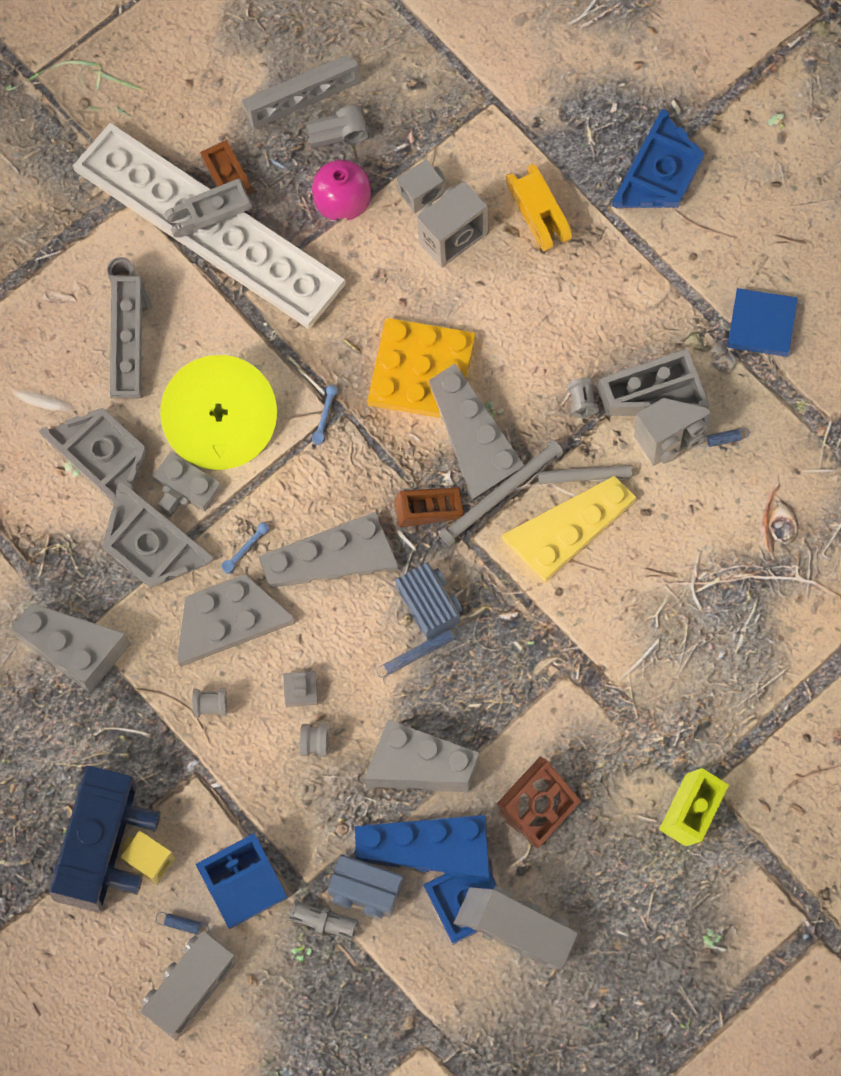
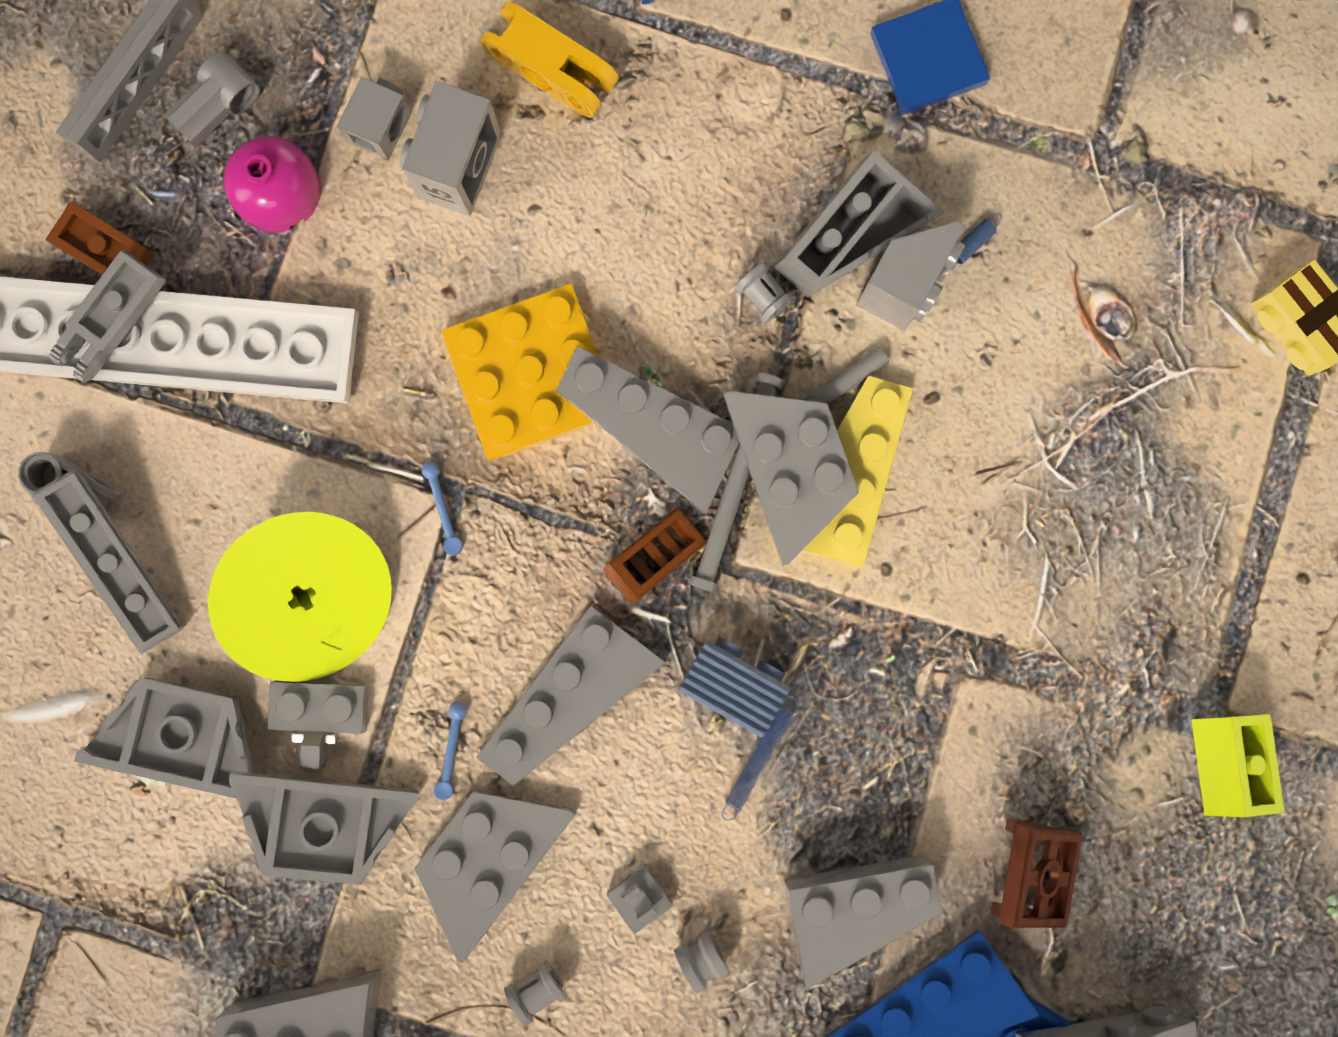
camera: 35 degrees left, 15 degrees up
(538, 497) = (793, 465): none -> light grey wing

